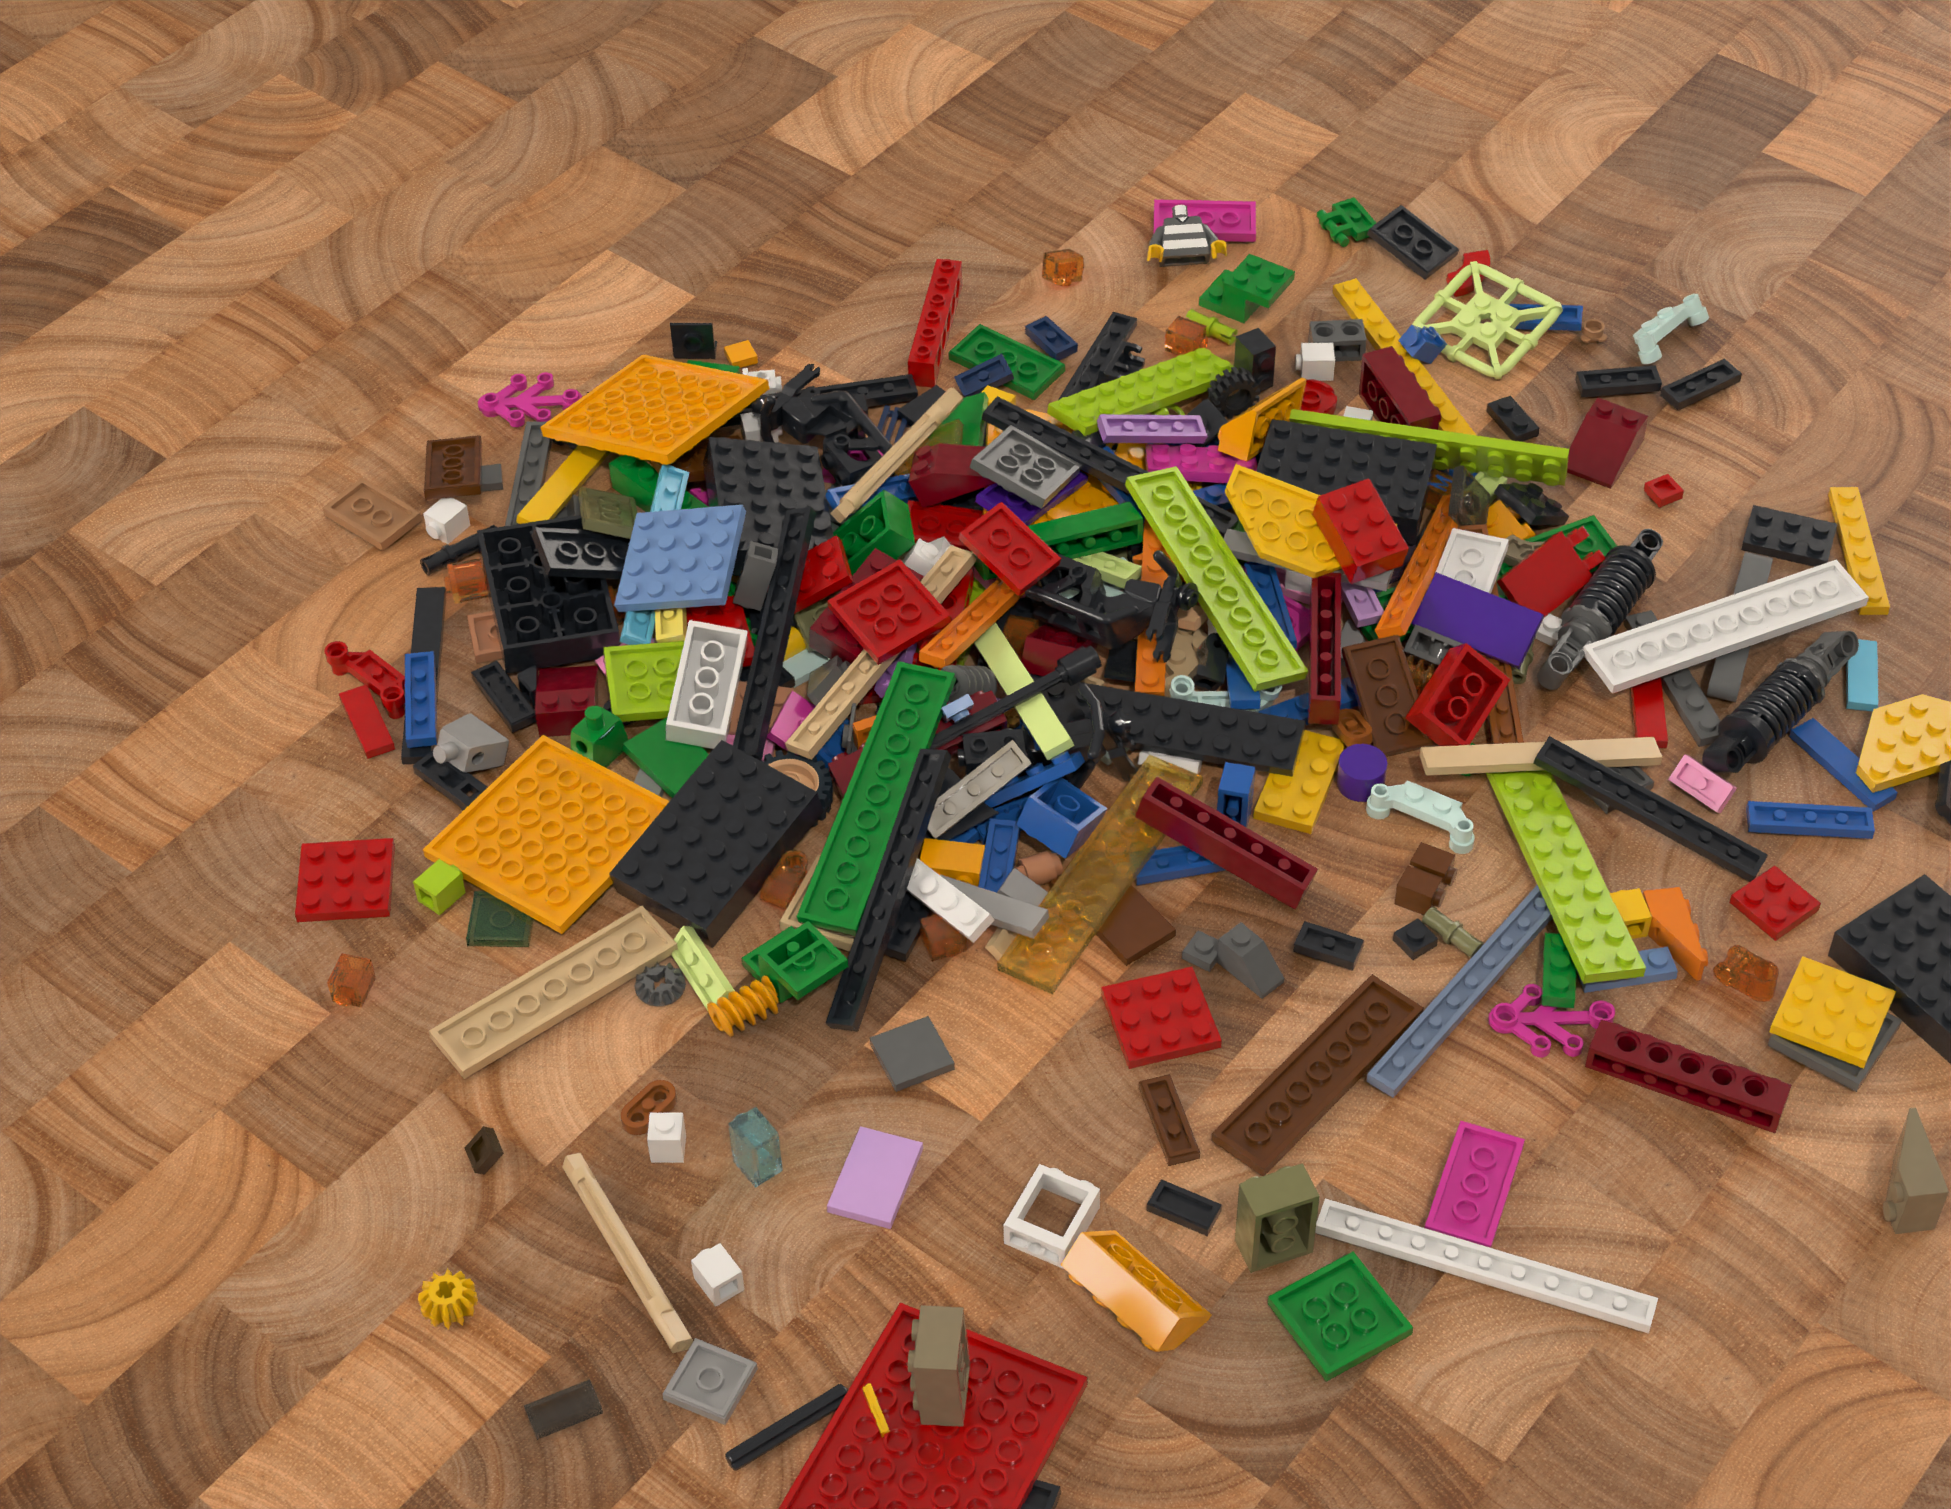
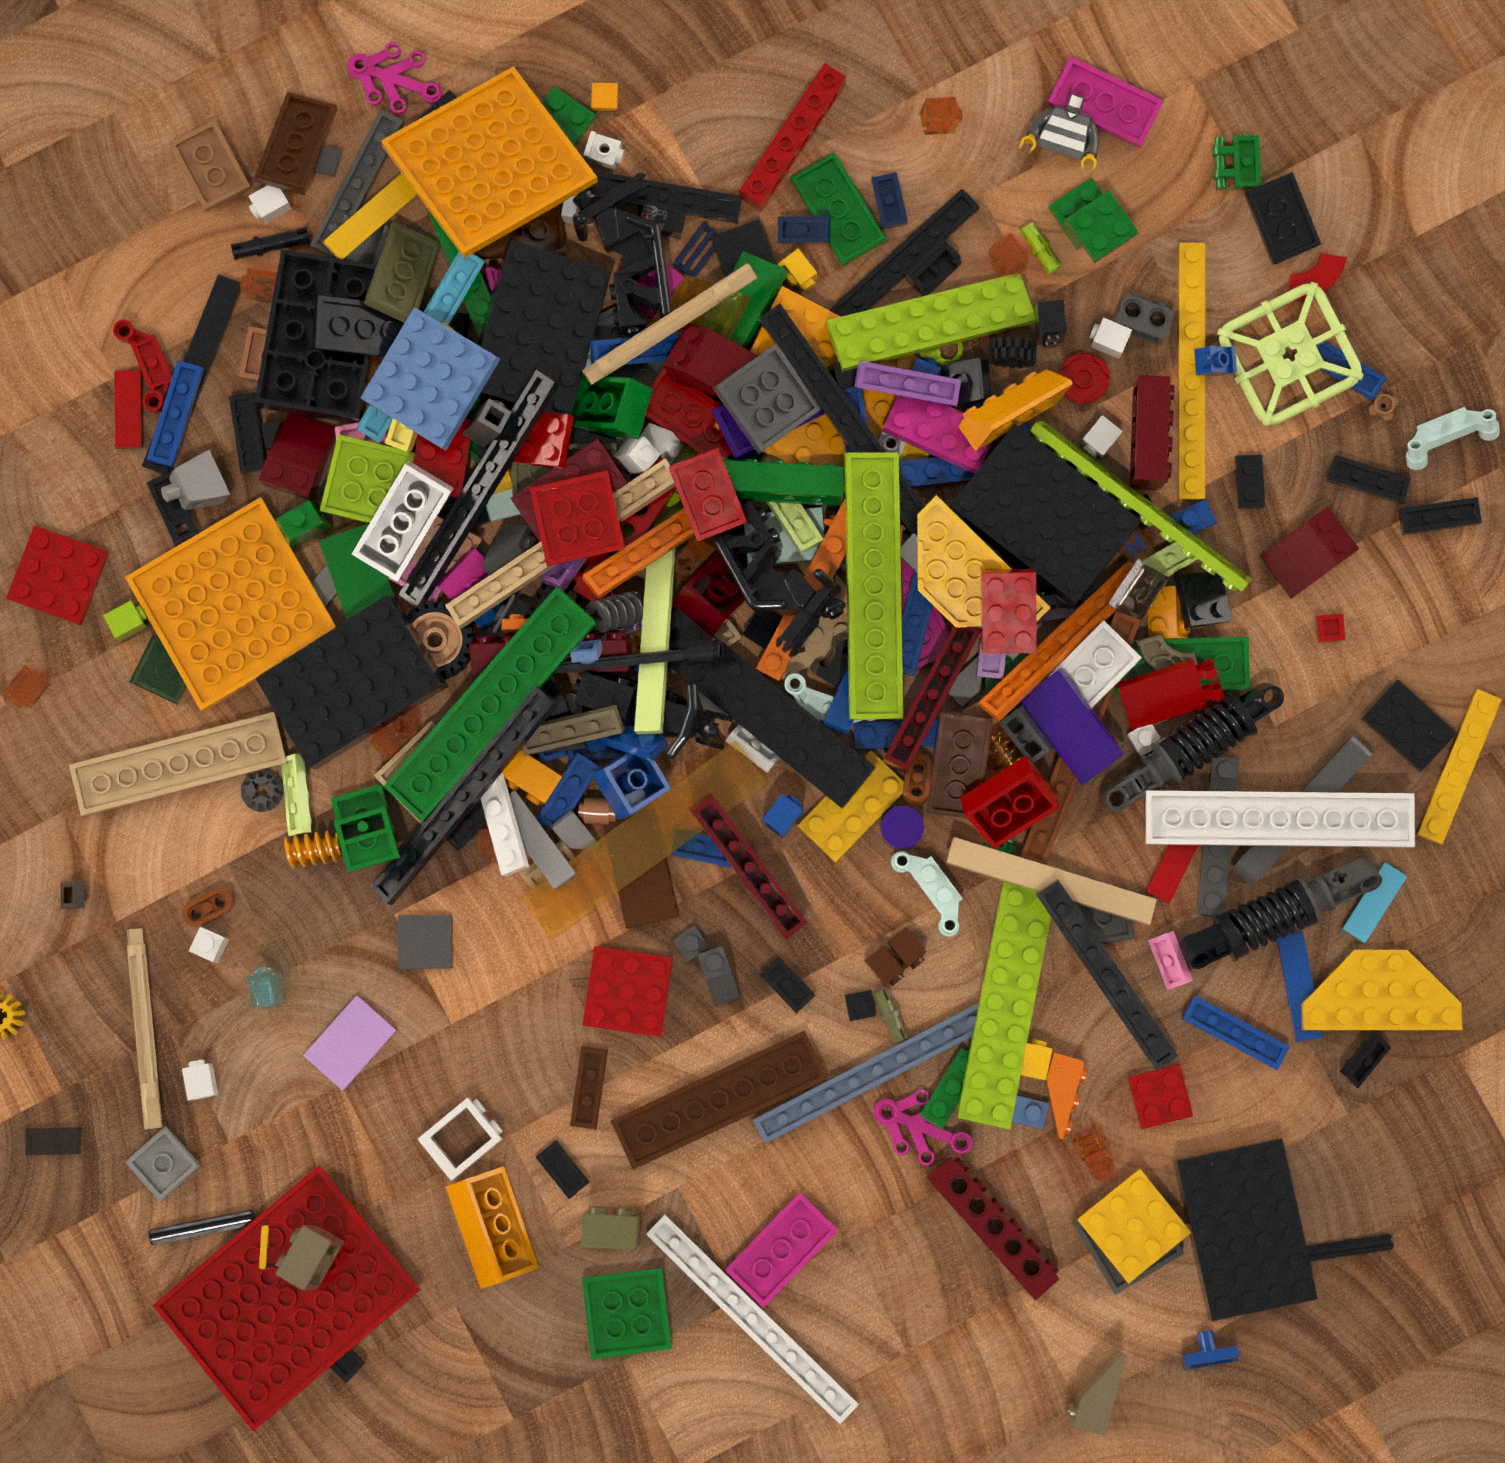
camera: 25 degrees right, 35 degrees up
(693, 341) = (566, 69): black piece -> none

